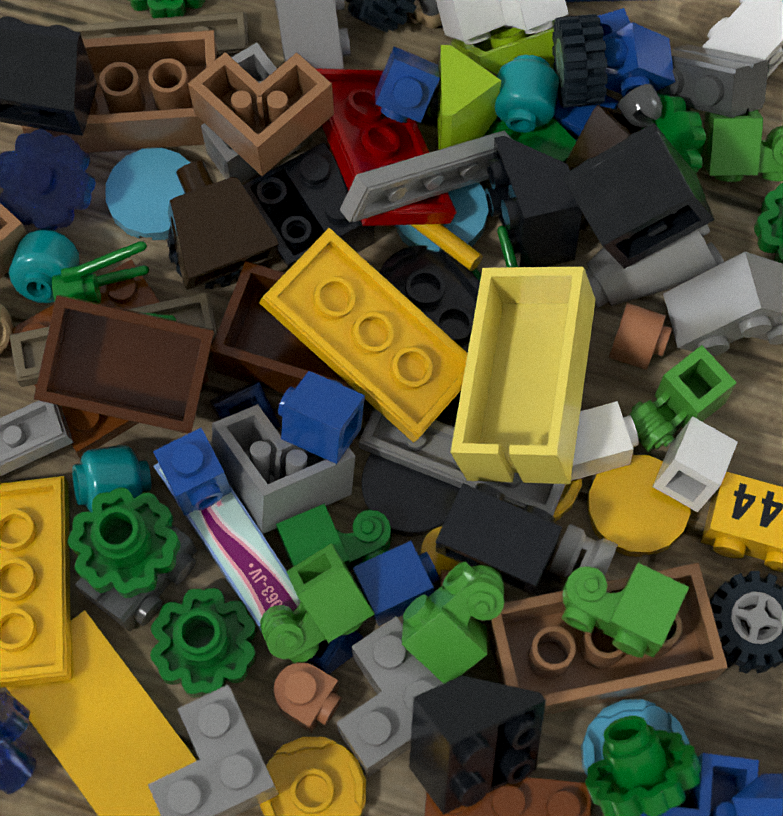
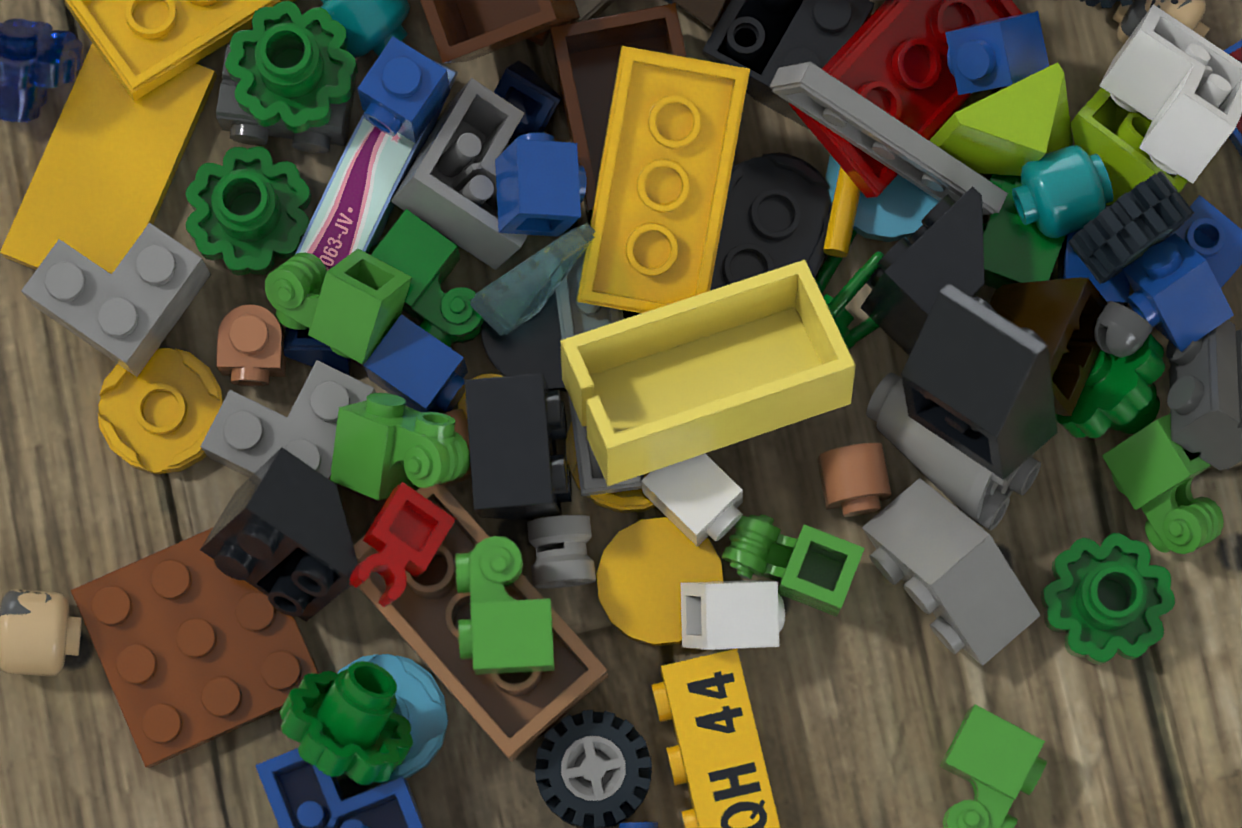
camera: 60 degrees right, 10 degrees up
(383, 473) = (529, 285): none -> clear light blue slope
(532, 646) = (406, 540): none -> red plate

